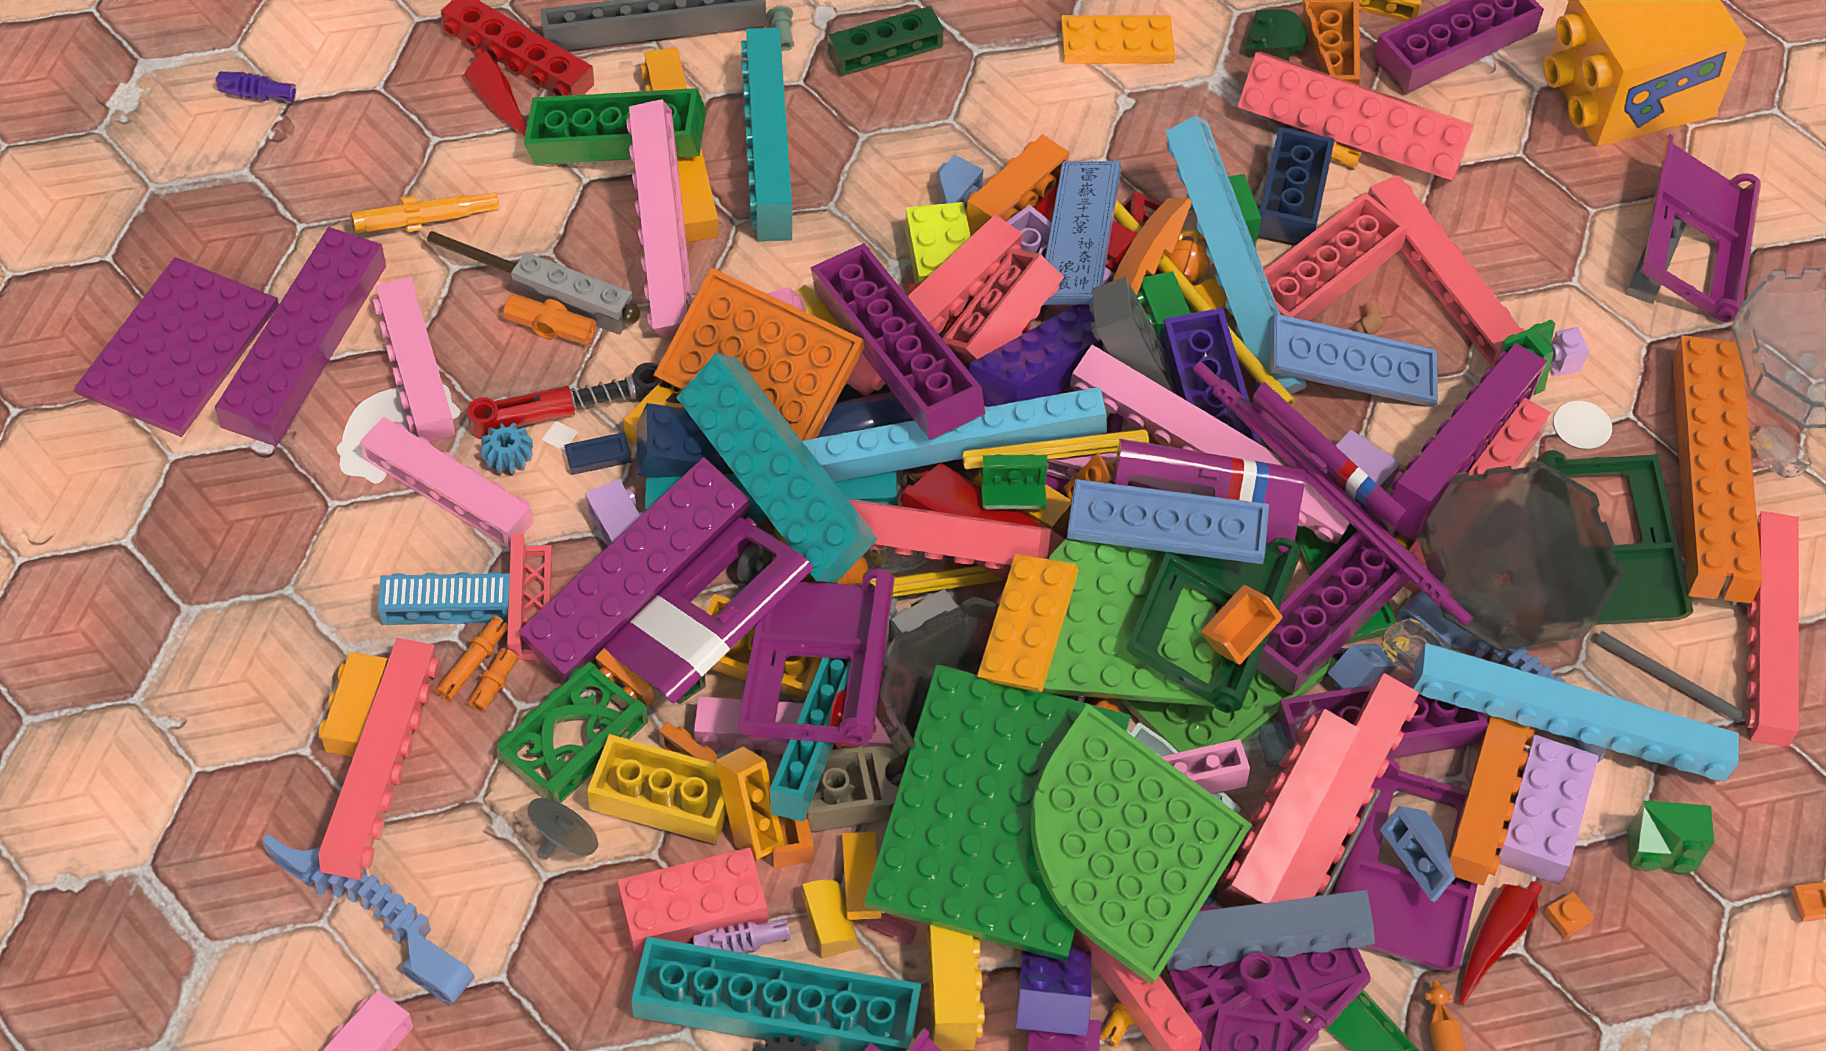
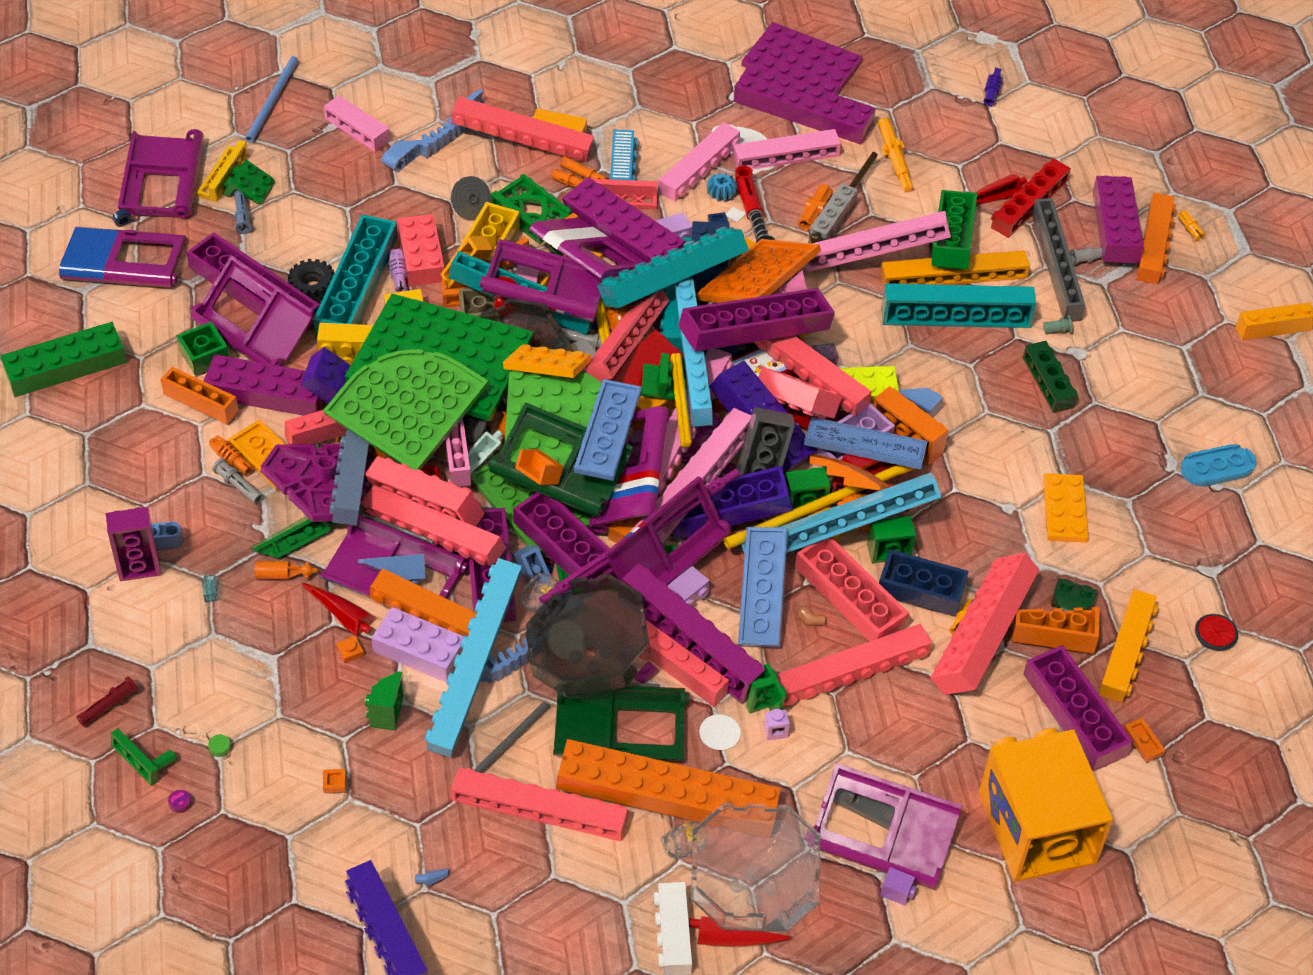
camera: 95 degrees right, 5 degrees down
(1771, 223) = (898, 886): none -> medium lavender brick

